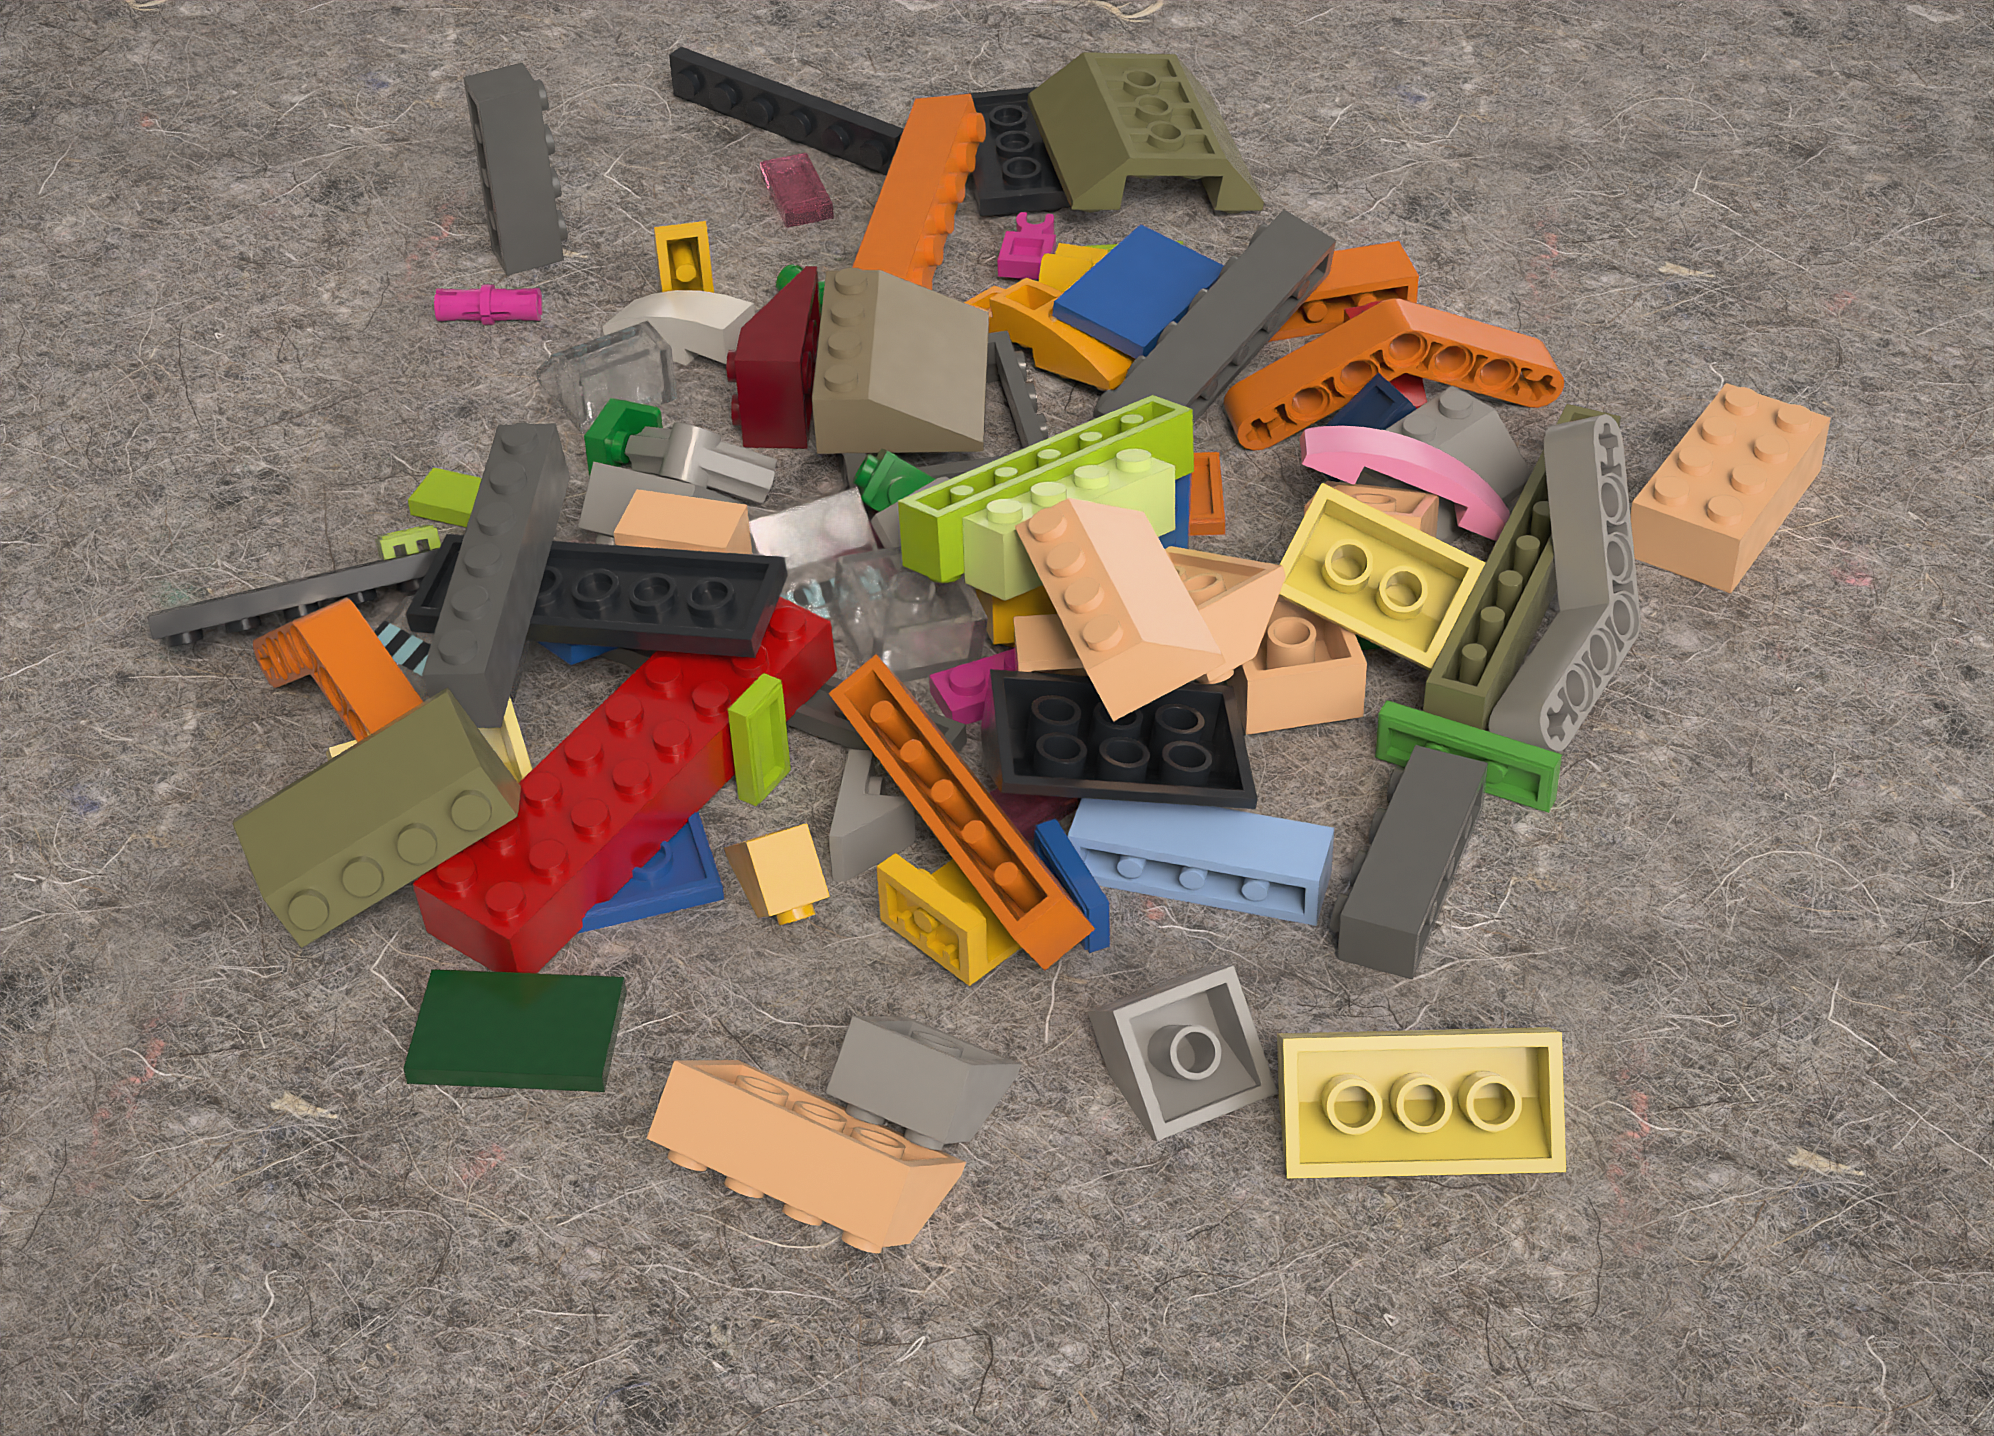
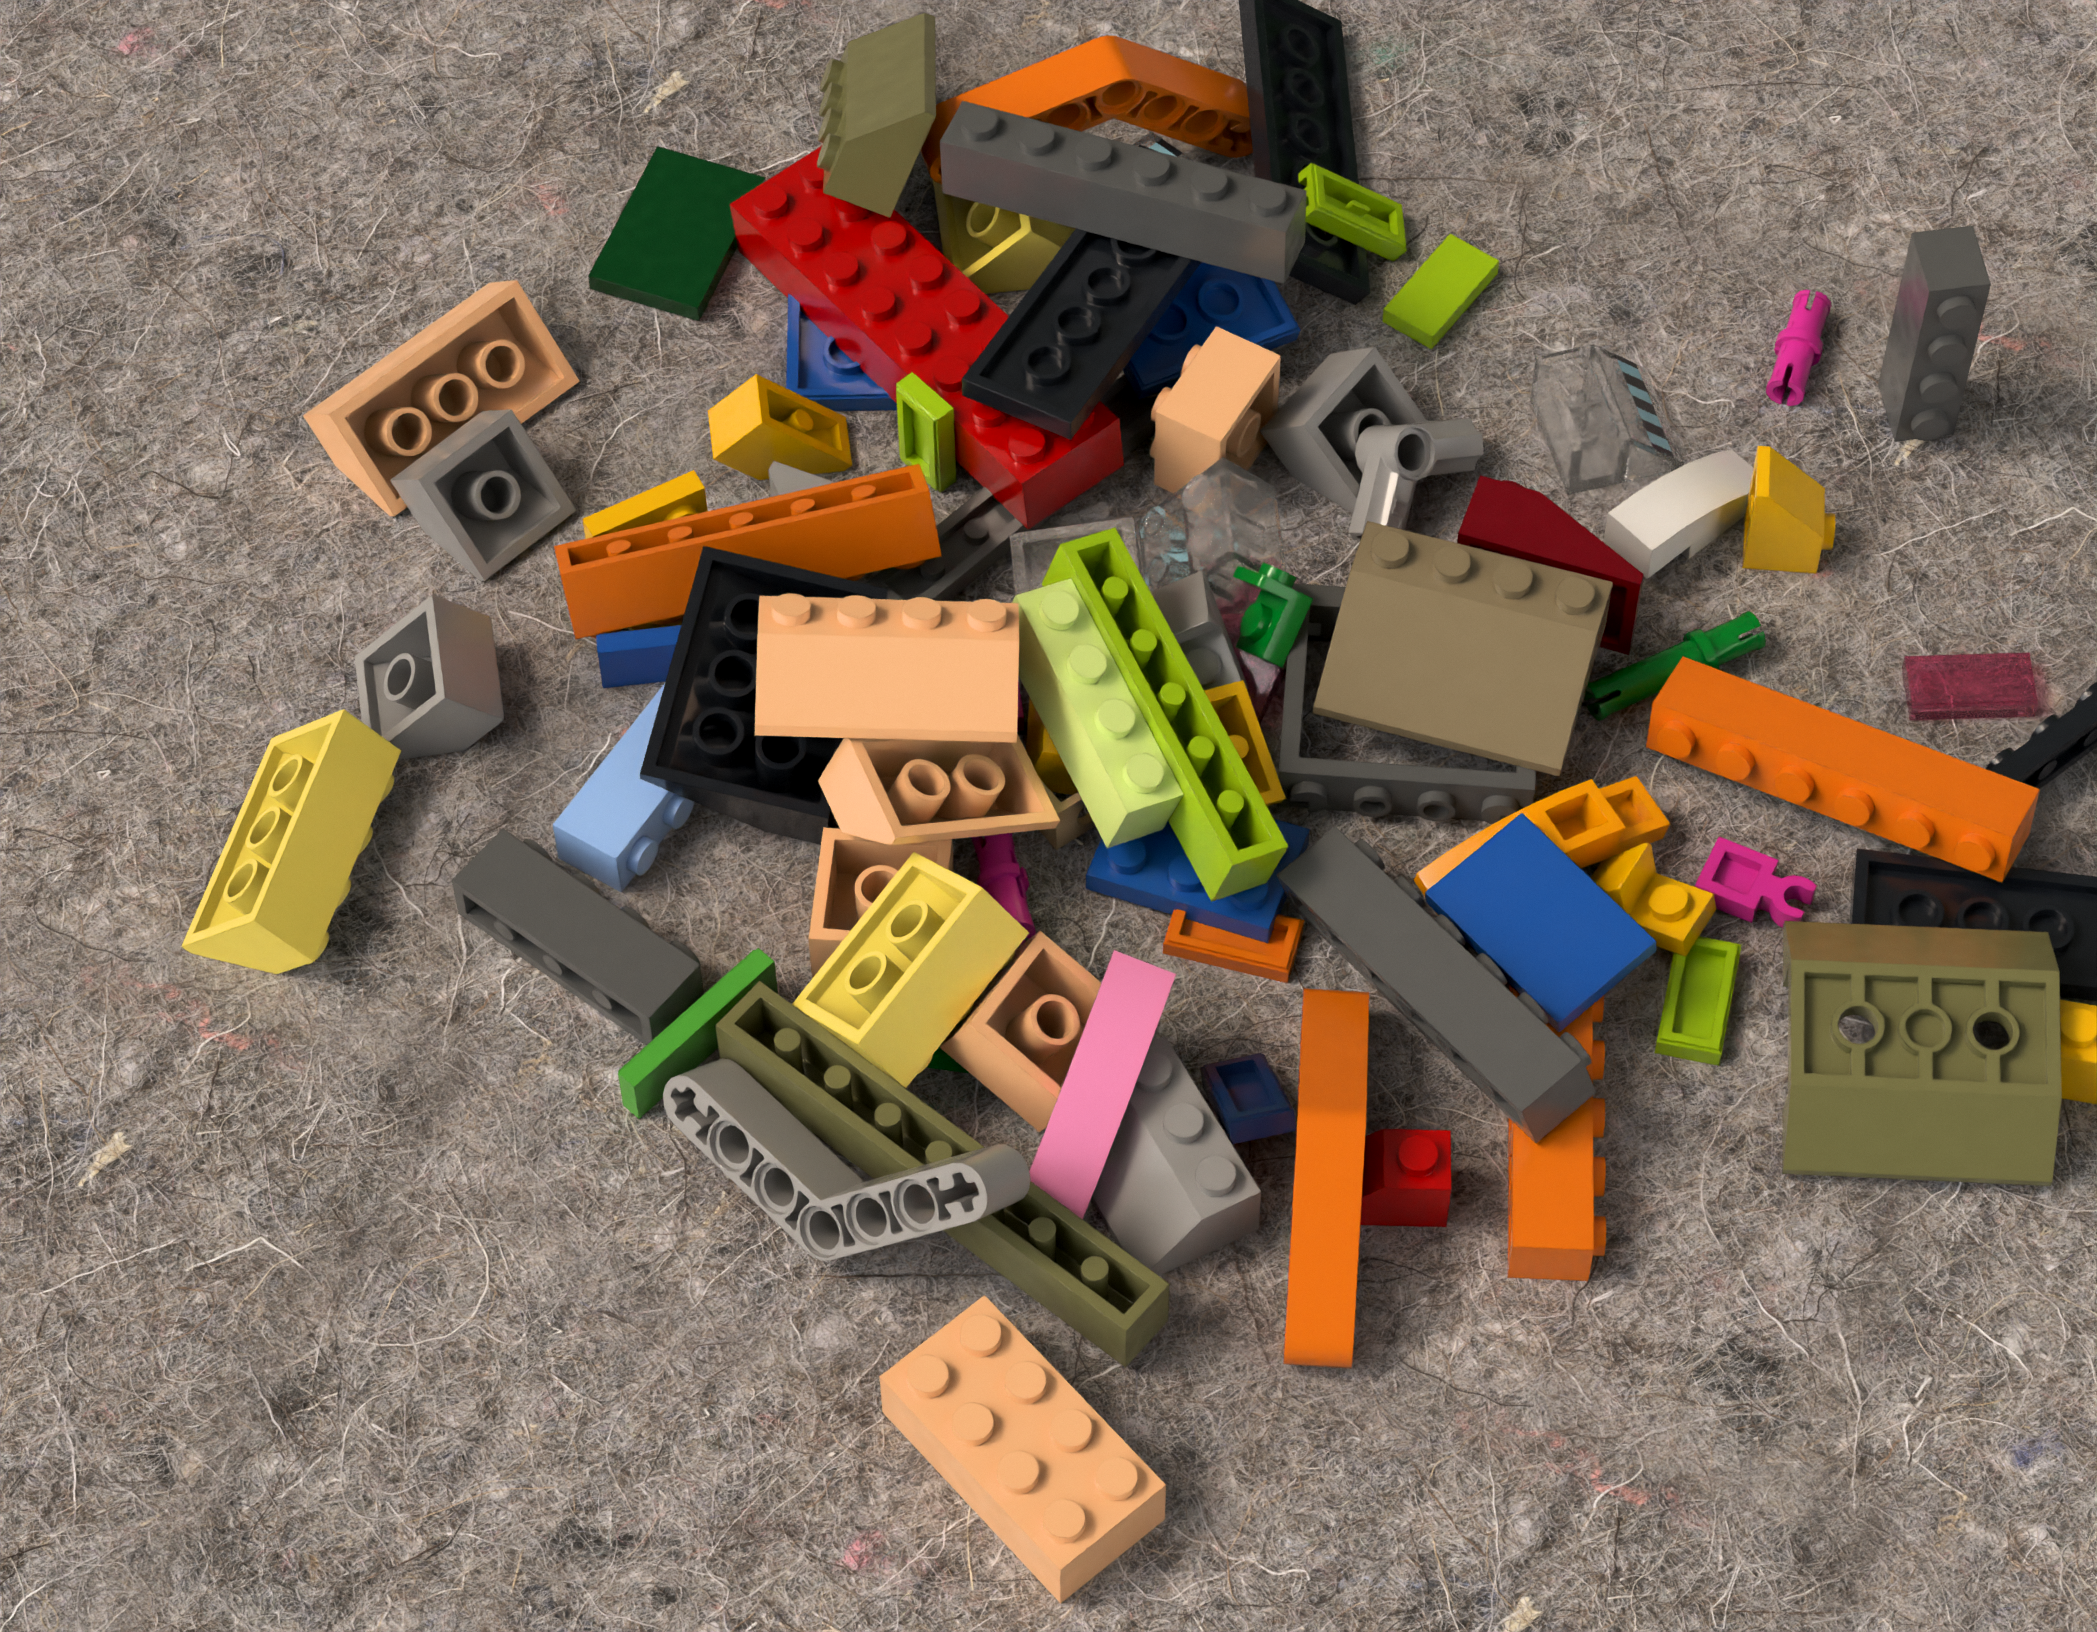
camera: 105 degrees right, 15 degrees up
(612, 428) = (1494, 414): green bracket -> none

